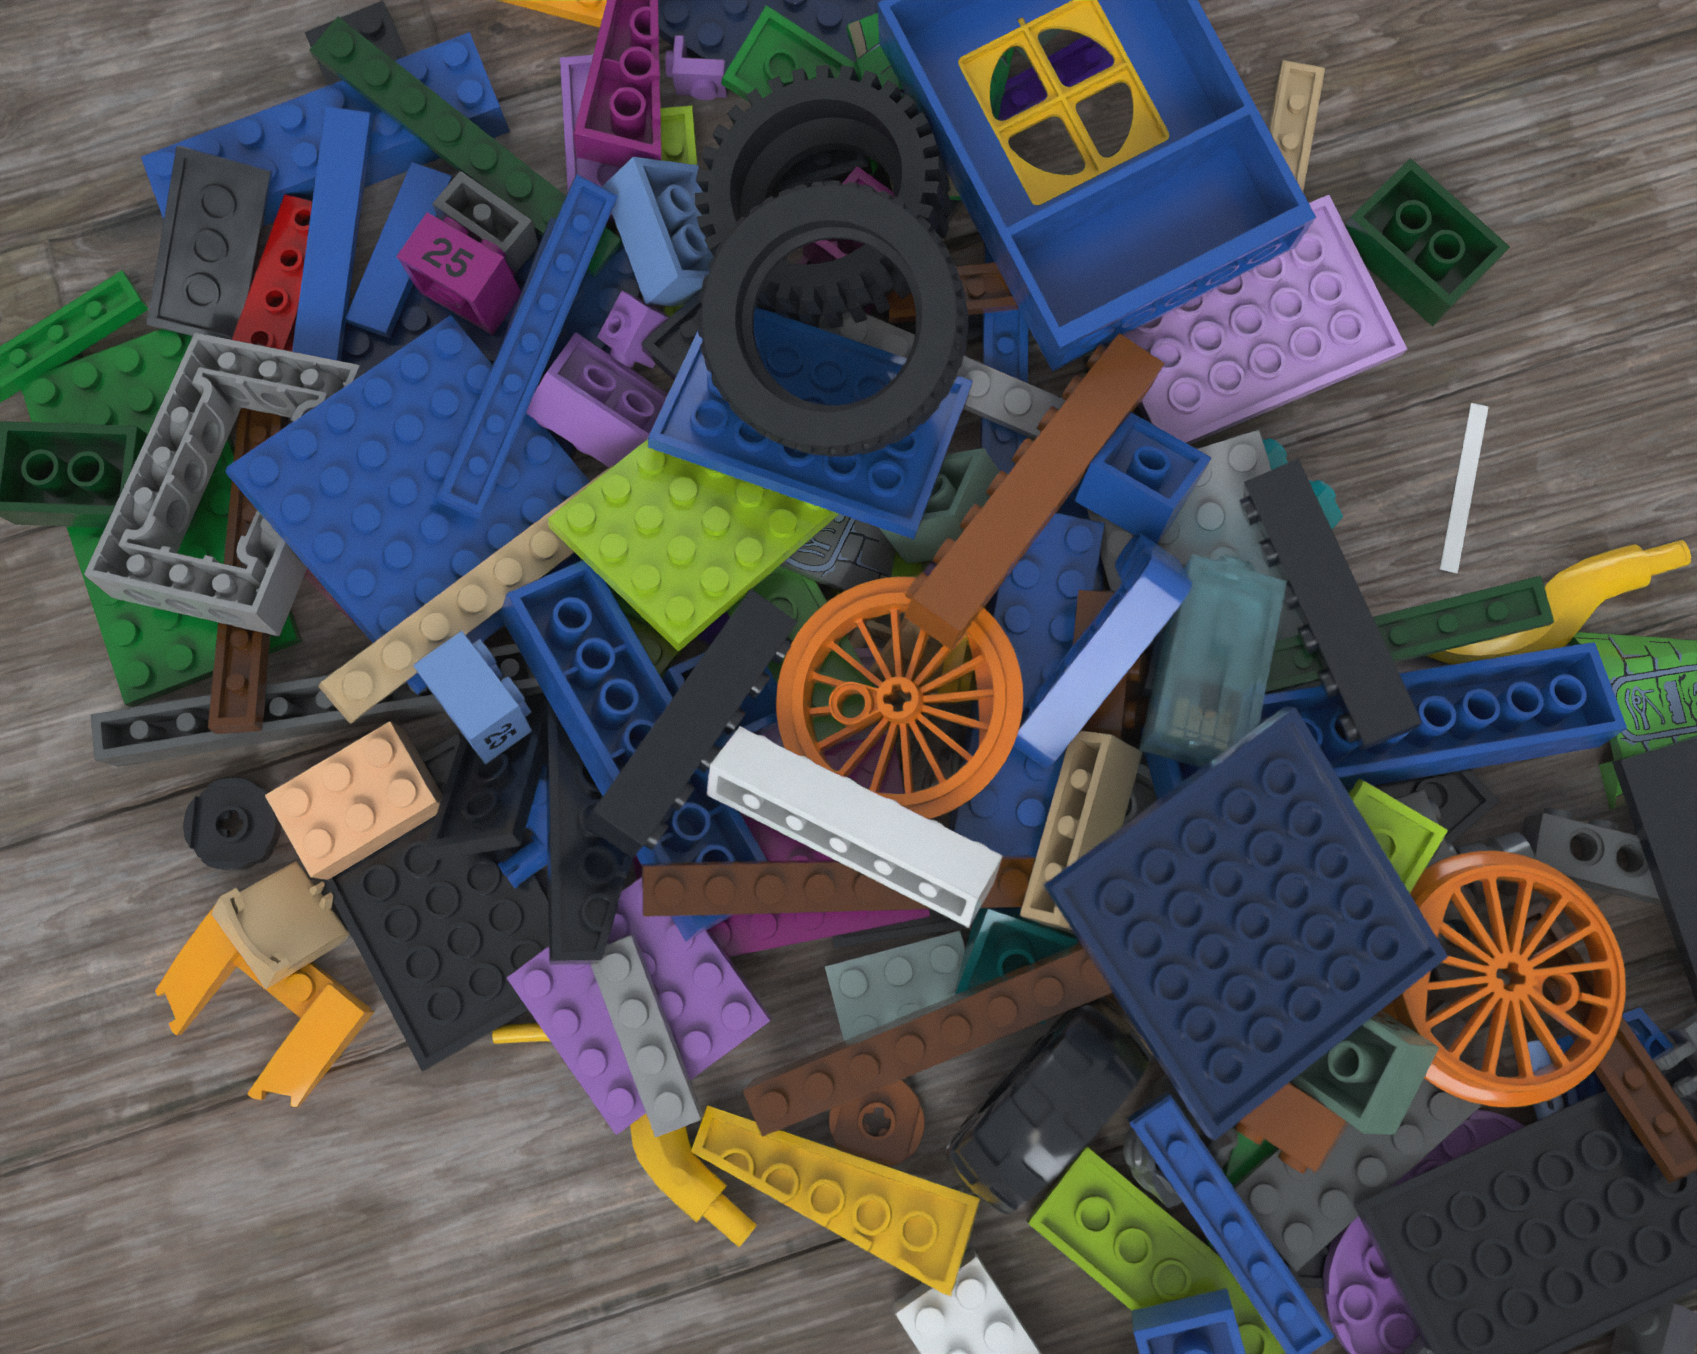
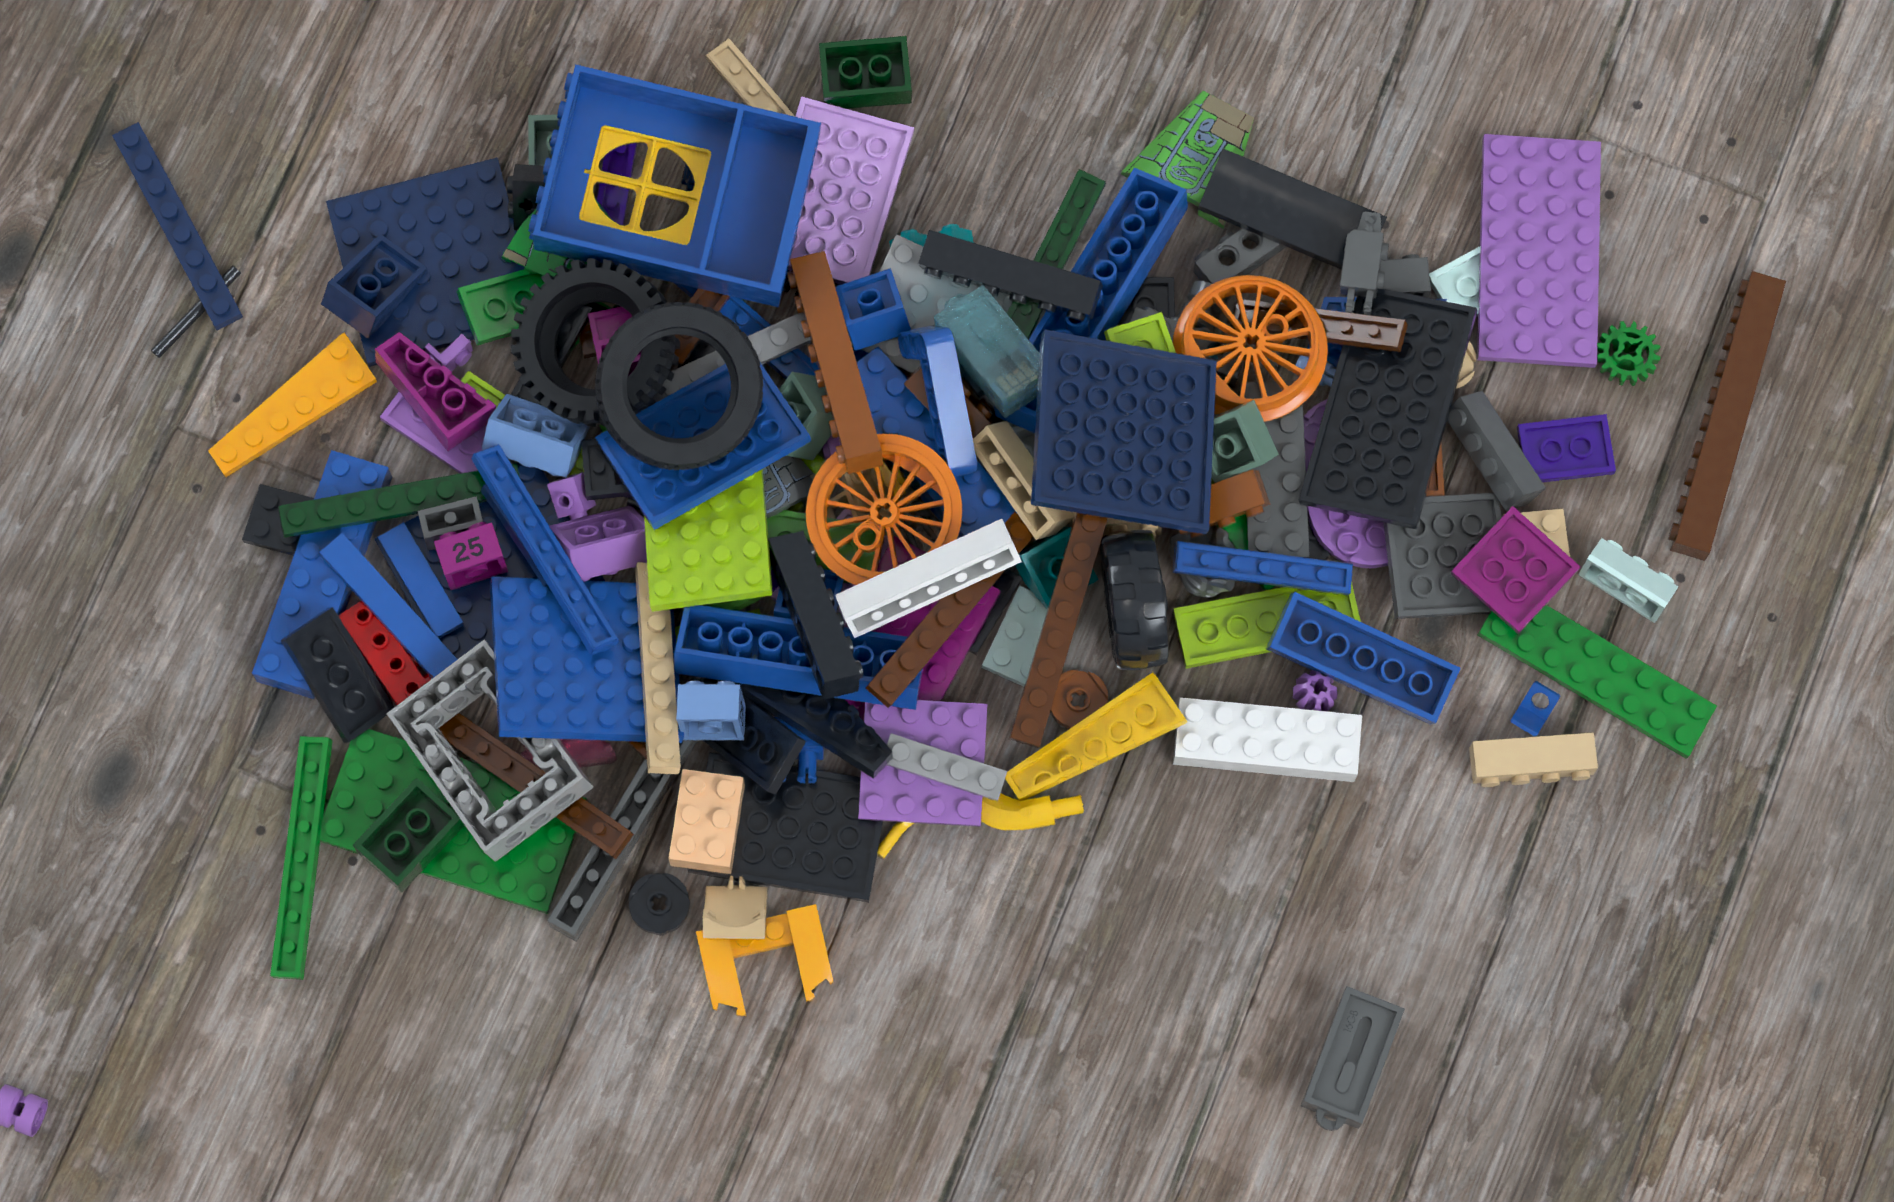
camera: 55 degrees left, 5 degrees down
(1464, 488) = (1006, 159): white sticker -> none
(1575, 596) = (1105, 156): yellow animal -> none

